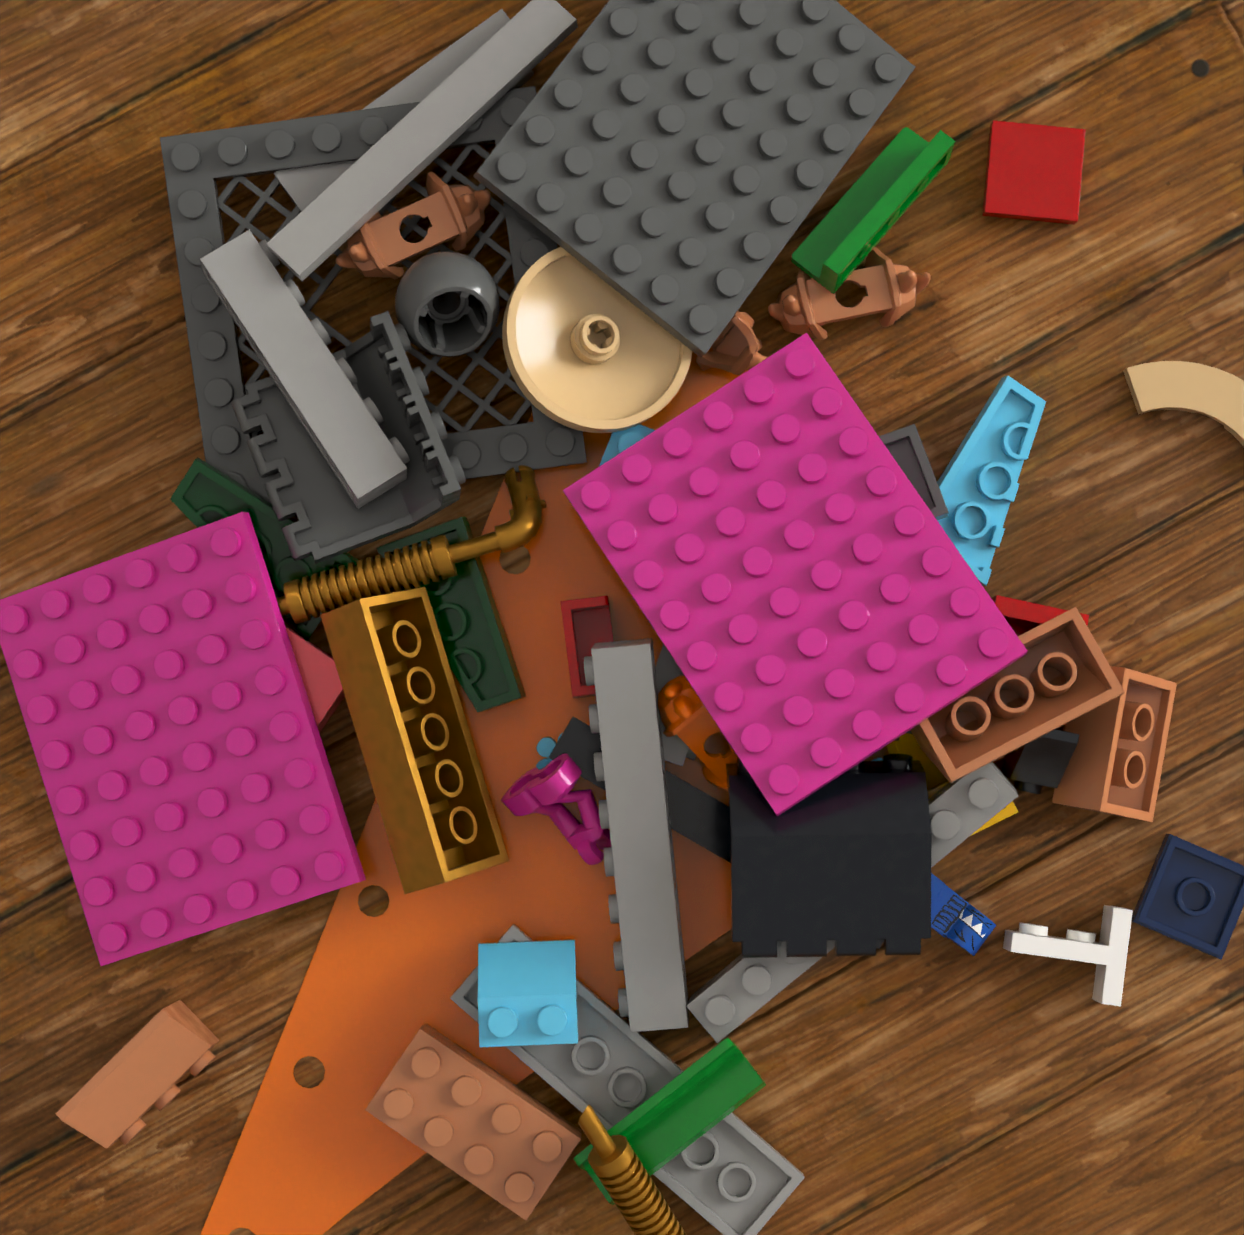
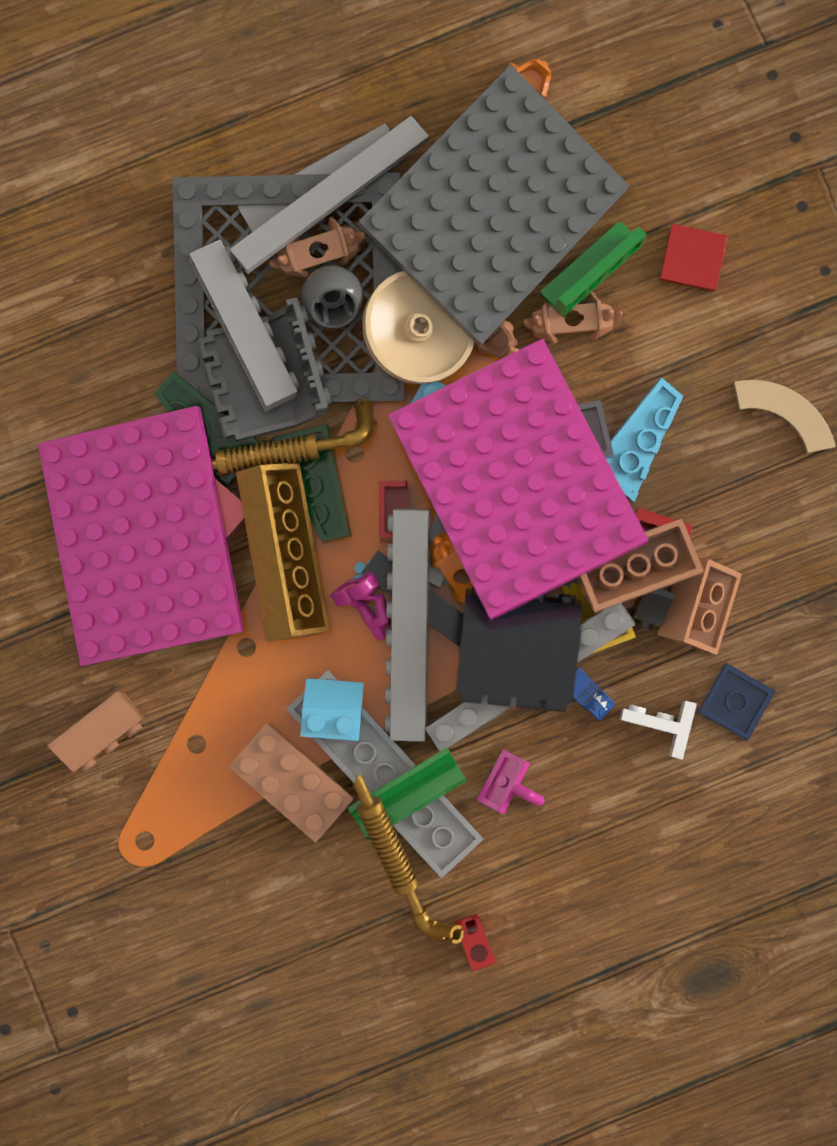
camera: 10 degrees right, 0 degrees up
(829, 1078) = (505, 782): none -> dark pink plate

